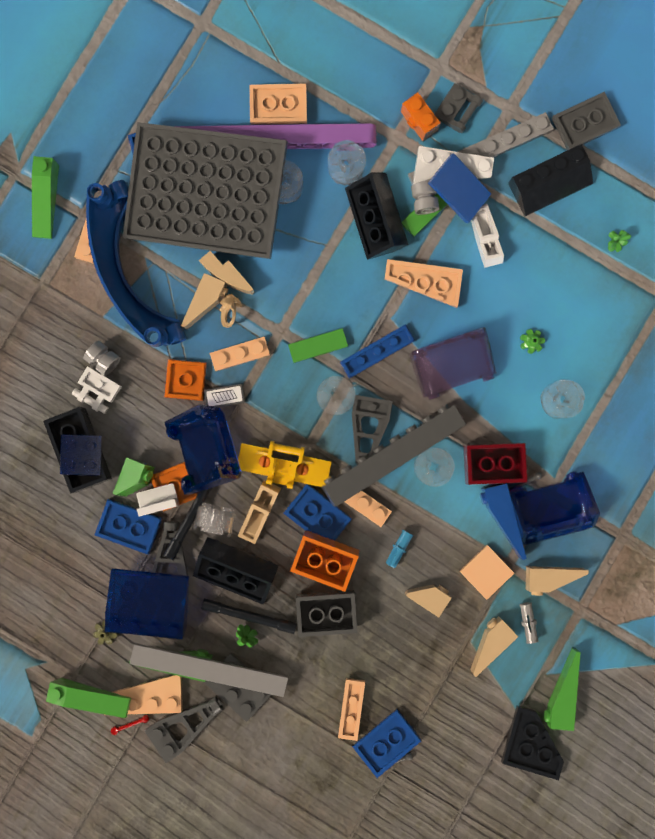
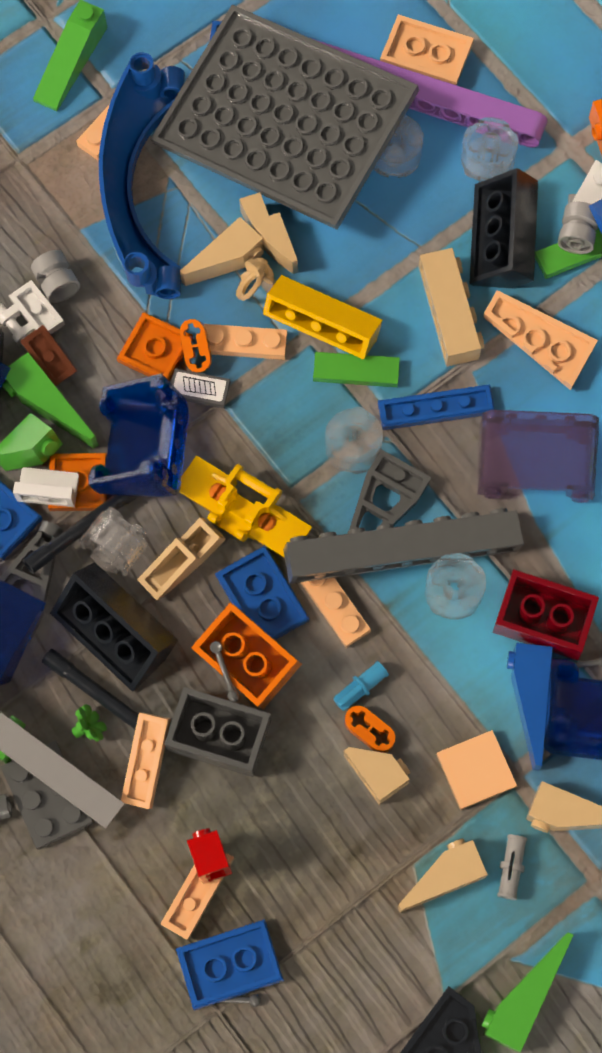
camera: 20 degrees right, 15 degrees down
(120, 413) = (48, 355): none -> copper plate
(122, 438) = (41, 395): none -> bright green slope
(208, 373) = (202, 344): none -> orange beam
(283, 320) = (322, 317): none -> yellow brick
(289, 646) = (145, 760): none -> light nougat plate
(306, 567) = (216, 647): none -> dark grey hinge
(353, 694) = (209, 855): none -> red brick
(361, 281) = (450, 307): none -> tan brick
(412, 576) = (374, 724): none -> orange beam

